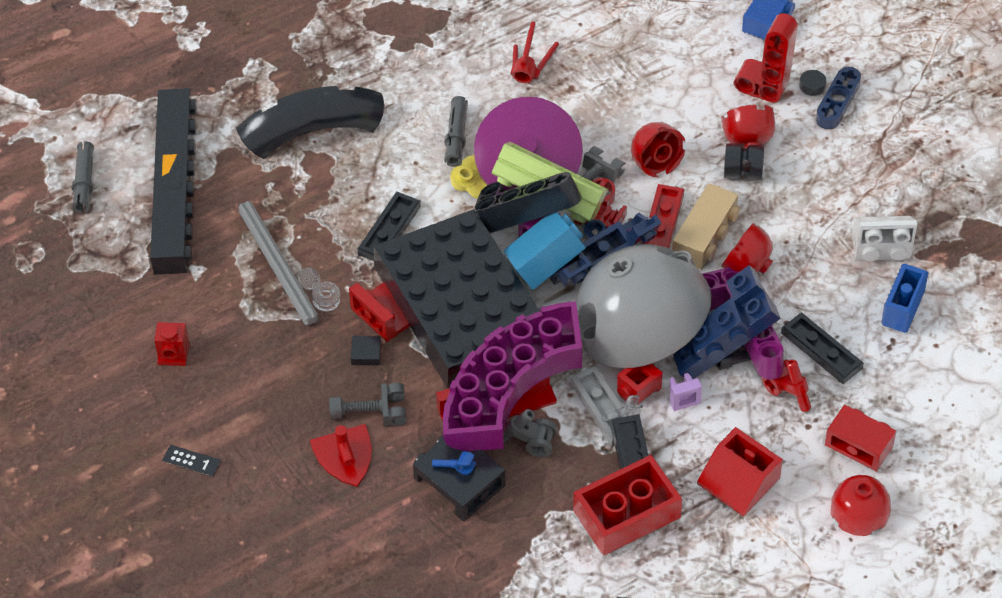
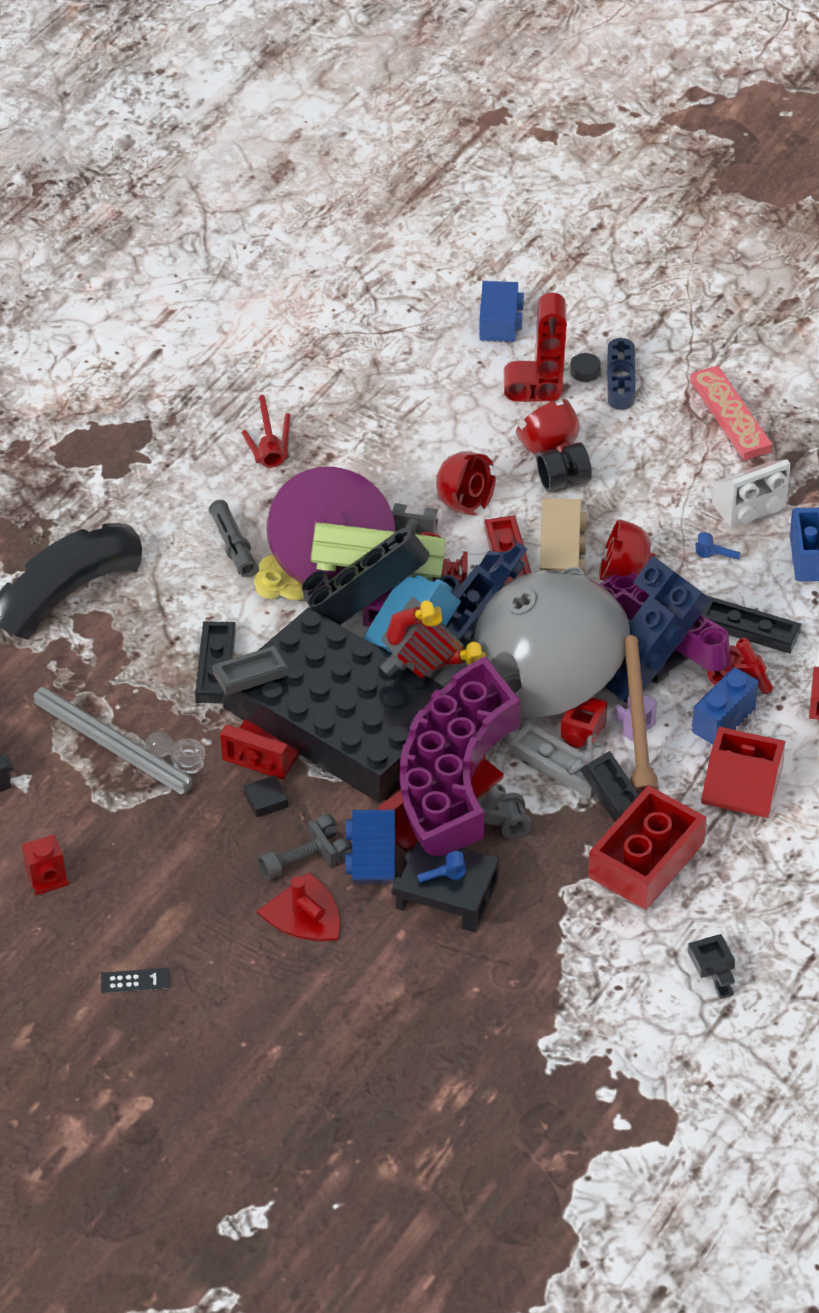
camera: 25 degrees left, 5 degrees down
(395, 245) = (250, 670): none -> dark grey tile
(415, 422) = (372, 846): none -> blue brick
(533, 272) = (423, 642): none -> torso
(660, 445) = (643, 774): none -> medium nougat piece
(759, 409) = (725, 705): none -> blue brick
(824, 270) = (706, 548): none -> blue hand
(909, 162) = (731, 412): none -> coral tile

